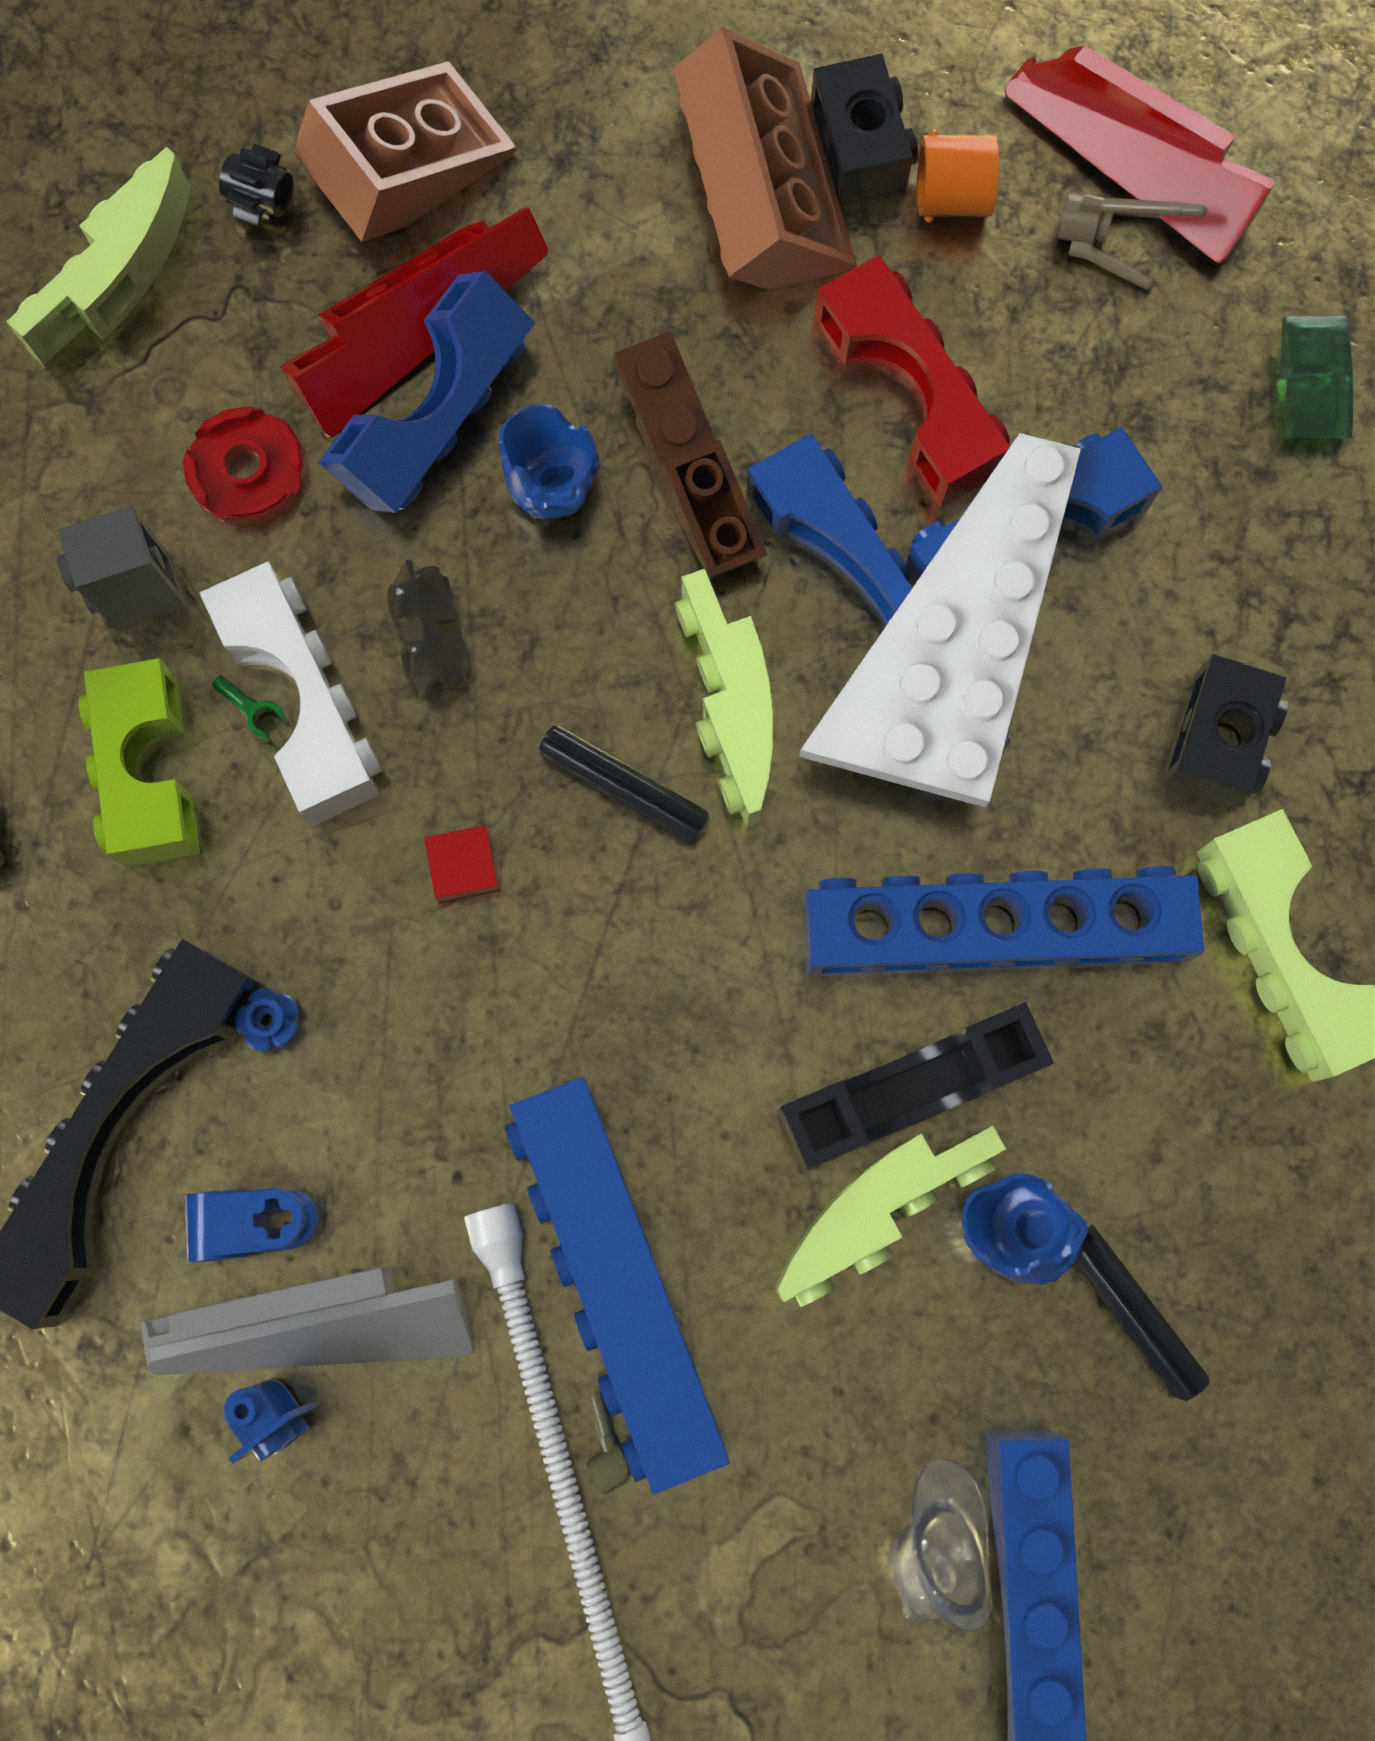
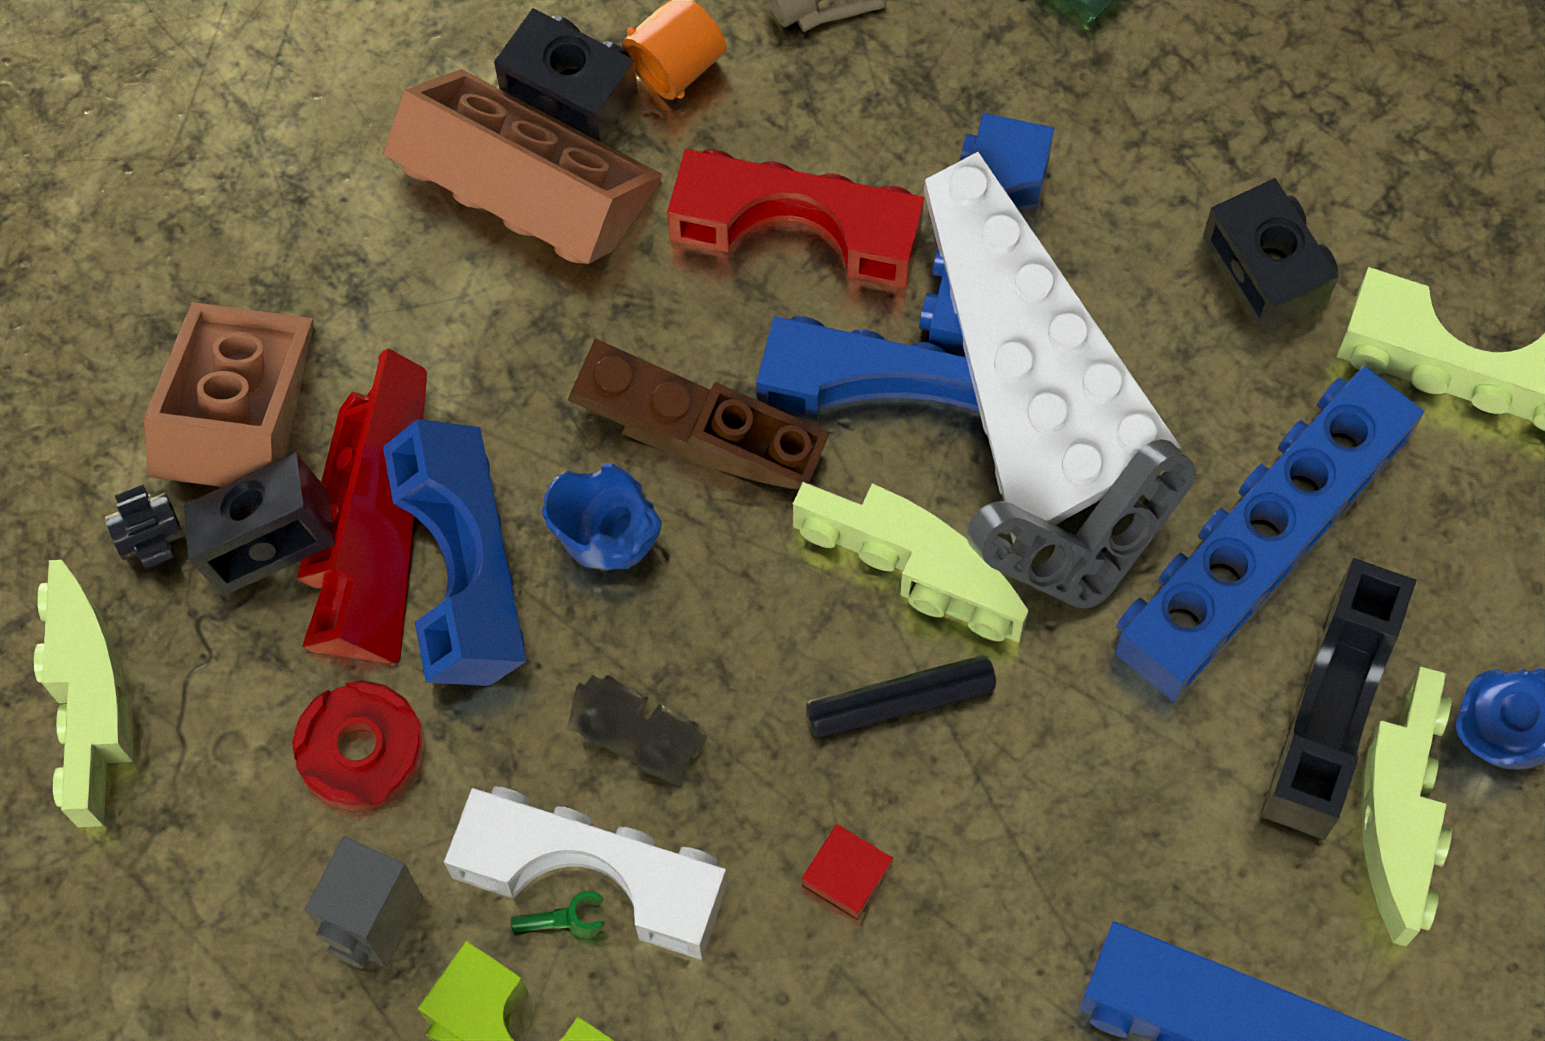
camera: 45 degrees left, 10 degrees down
(321, 250) = (258, 524): none -> black brick
(847, 821) = (1081, 553): none -> dark grey beam

